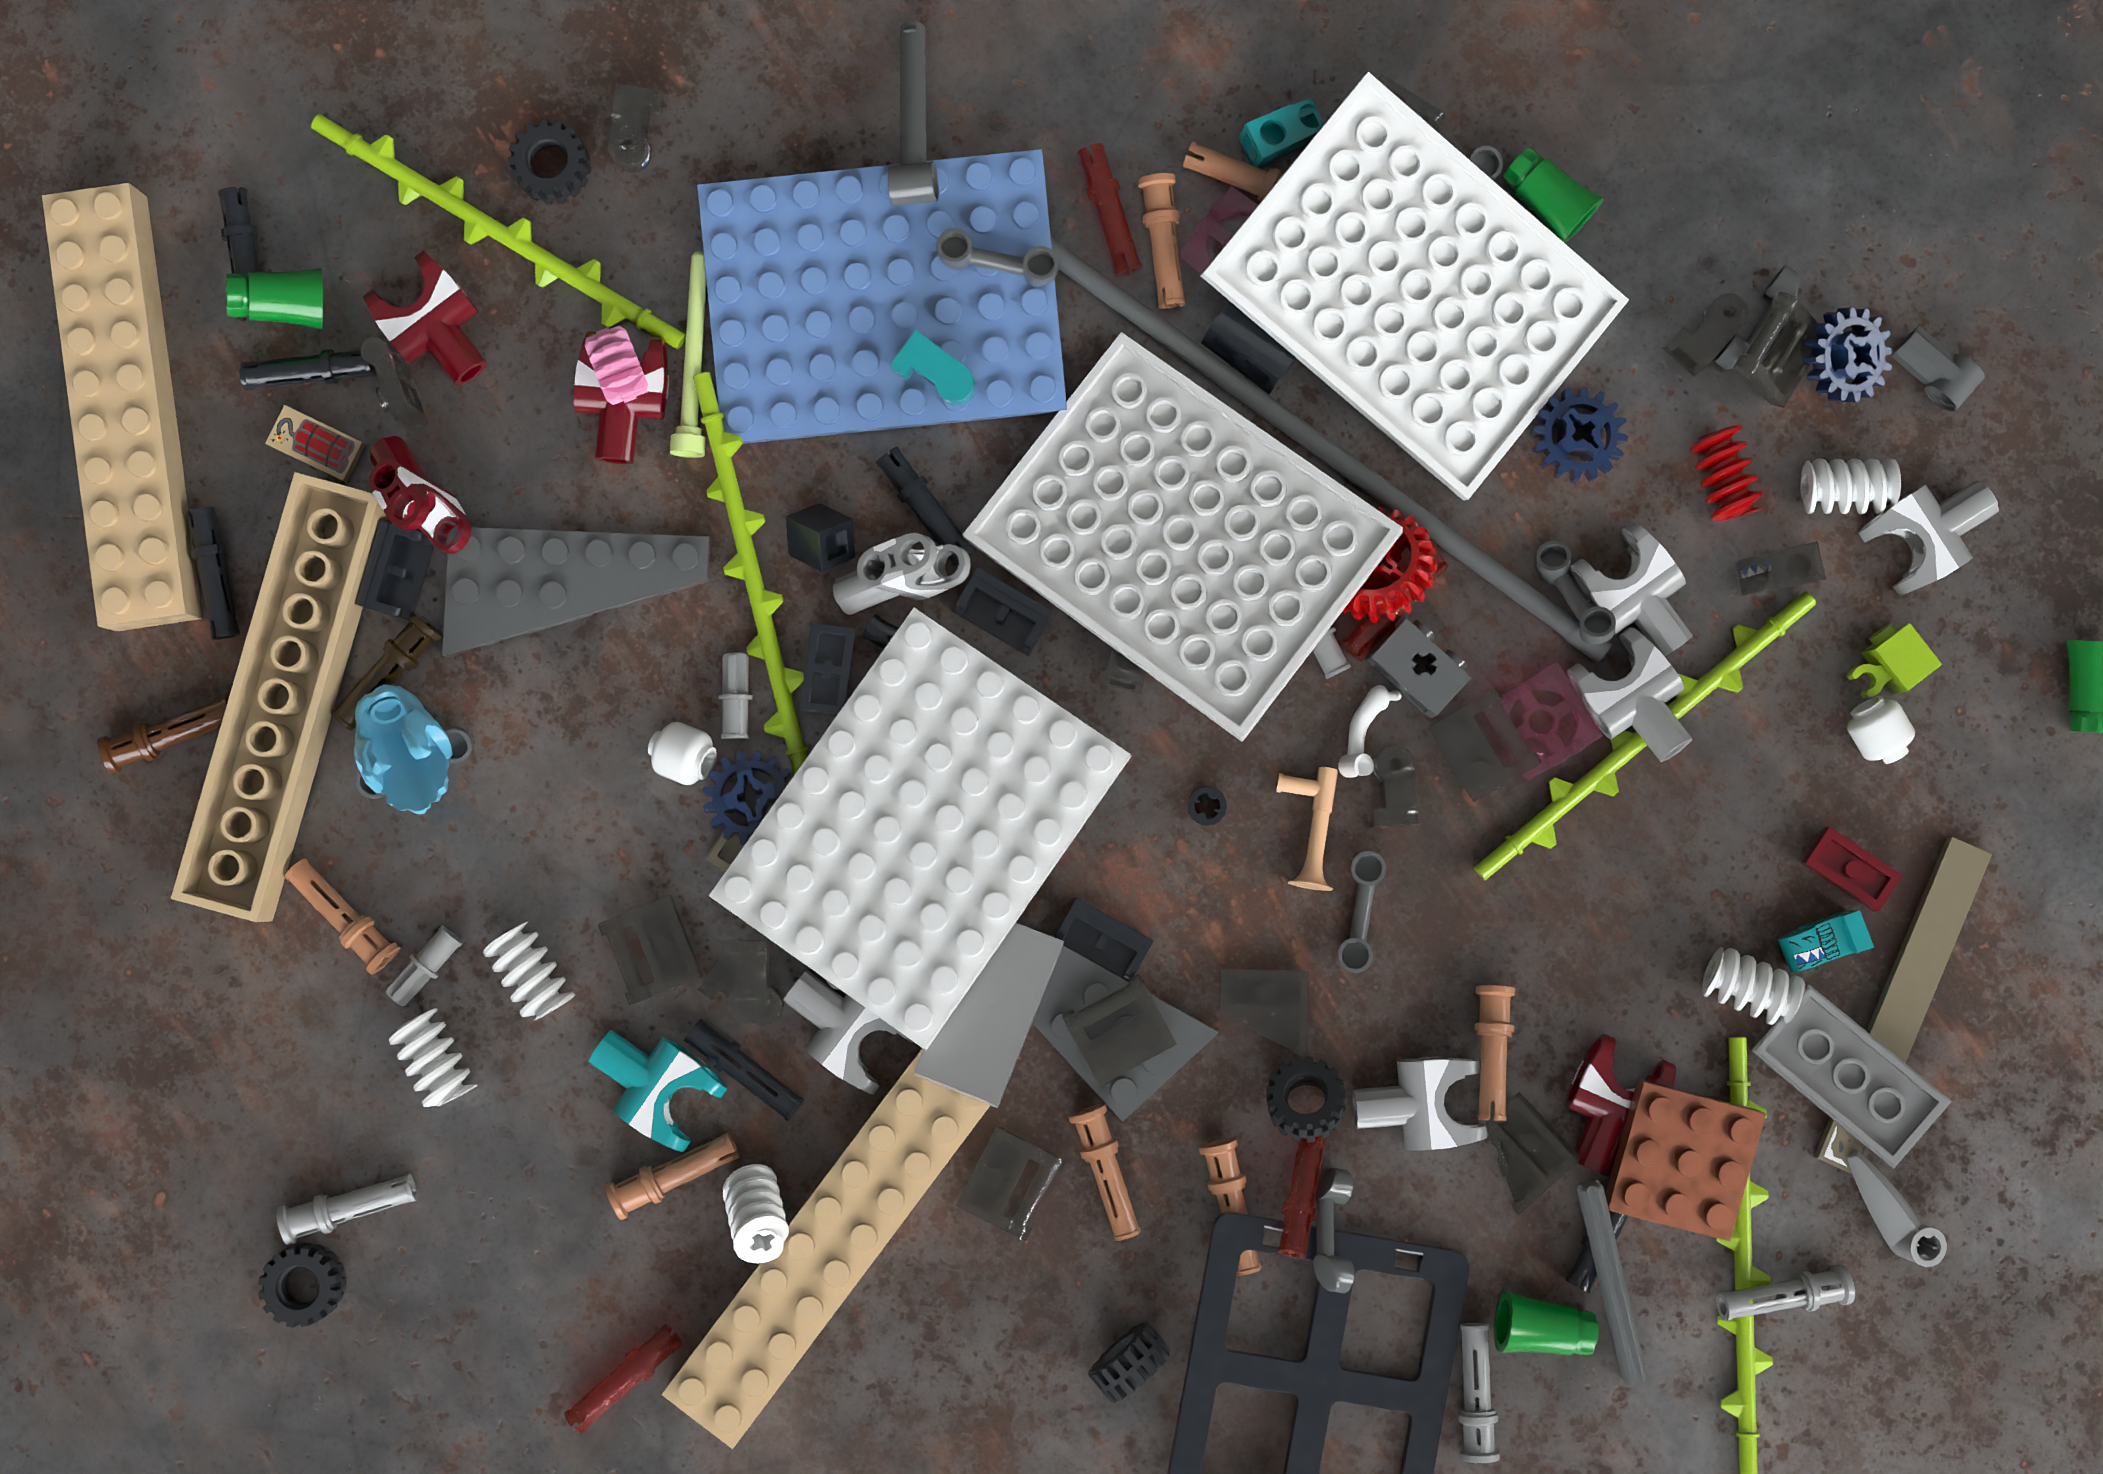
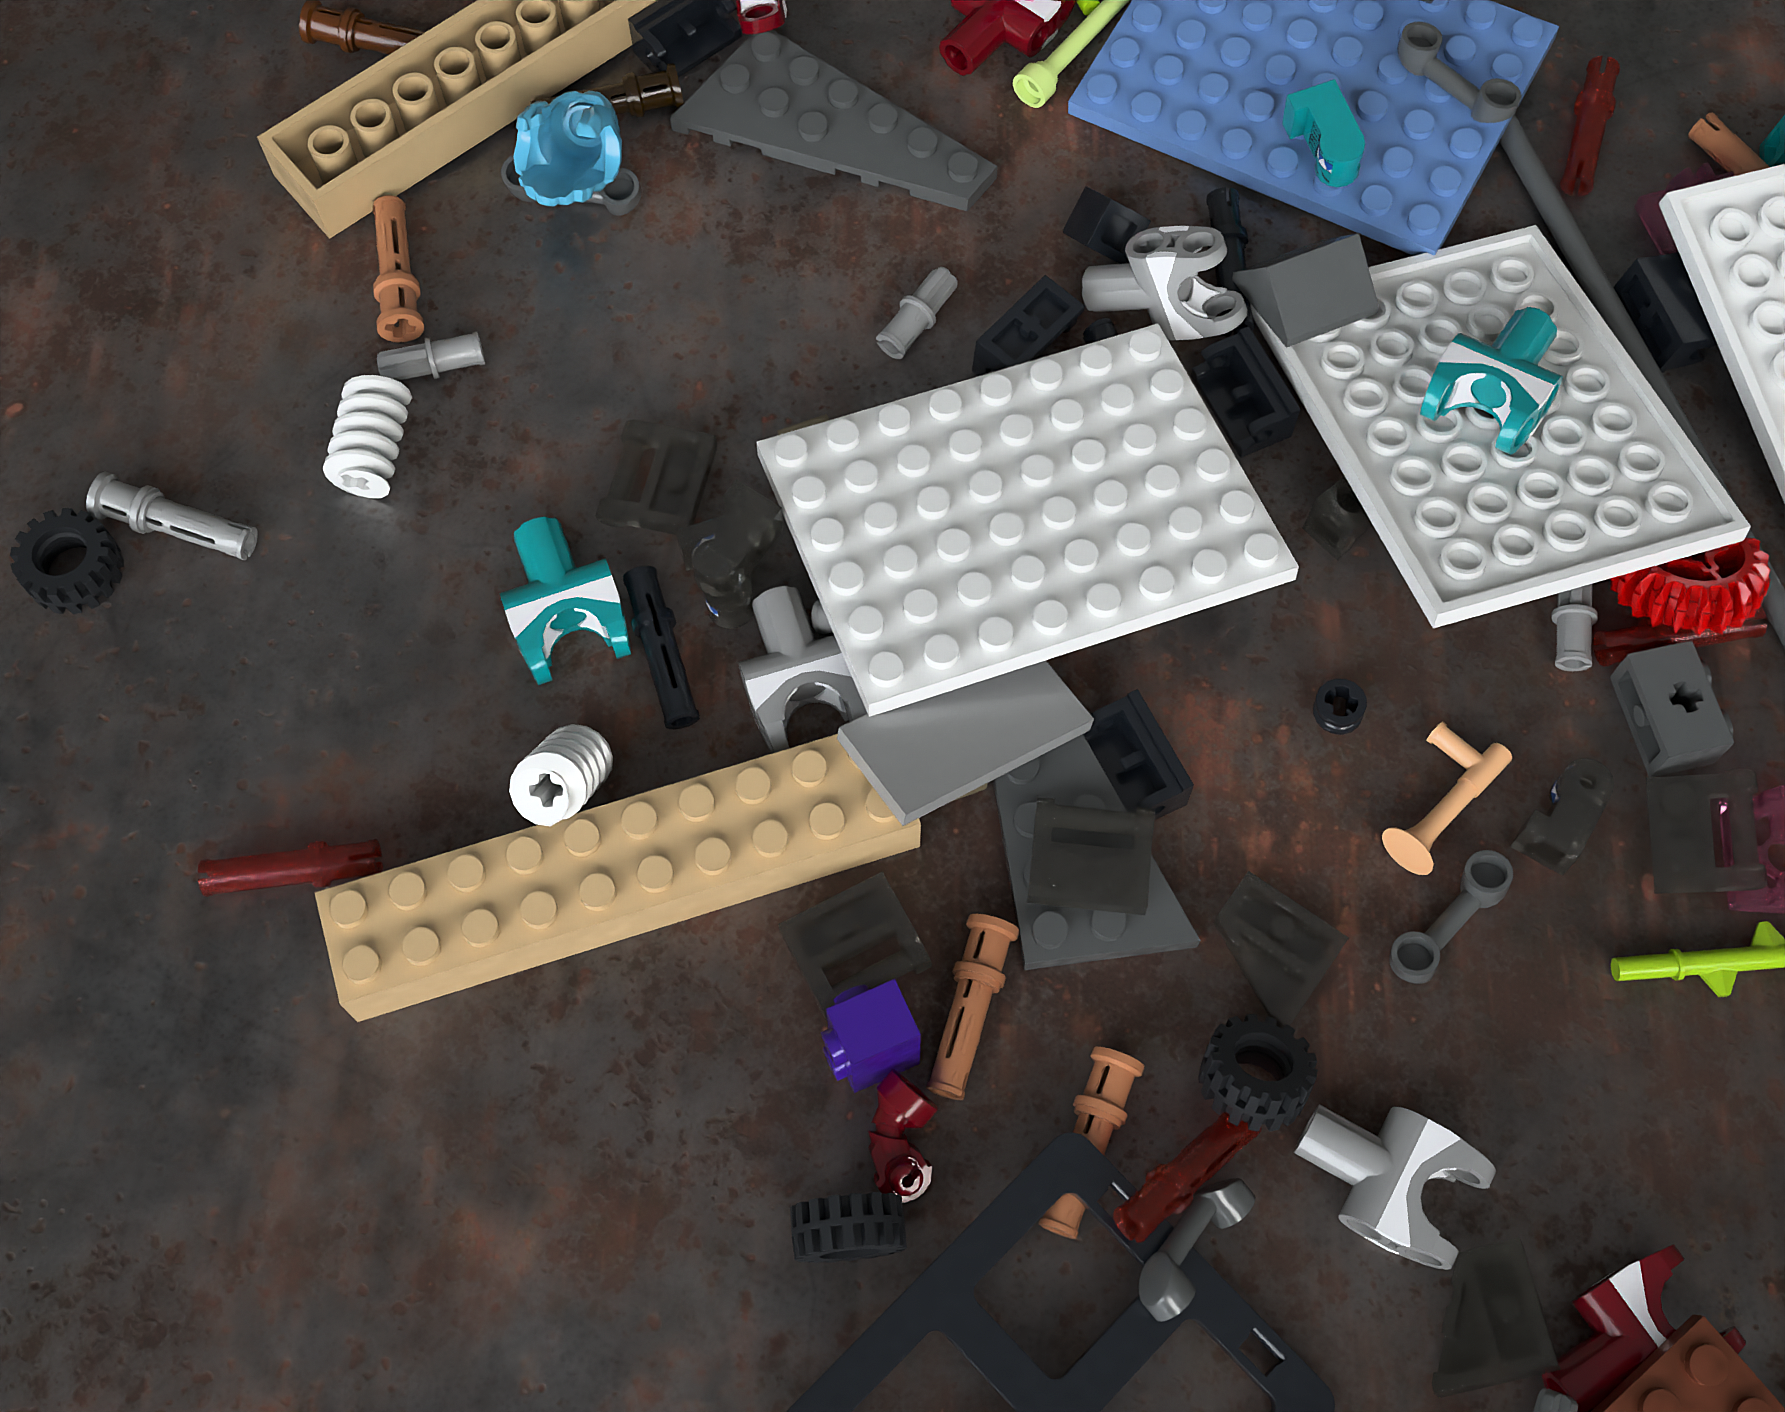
camera: 40 degrees right, 20 degrees down
(527, 972) = (524, 415): white piece -> none
(654, 1182) = (482, 694): nougat pin -> none
(682, 753) = (828, 323): white head -> none
(729, 801) = (857, 385): dark blue gear -> none
(746, 567) = (1013, 210): lime plant -> none
(998, 507) = (1311, 288): none -> dark grey slope
(1064, 1242) = (870, 1035): none -> dark purple brick
(1130, 1297) = (896, 1160): none -> dark red arm
(1161, 221) = (1637, 162): nougat pin -> none
(1175, 511) = (1499, 377): none -> teal connector
(1355, 760) = (1544, 759): white piece -> none
(1494, 1029) = (1534, 1149): nougat pin -> none

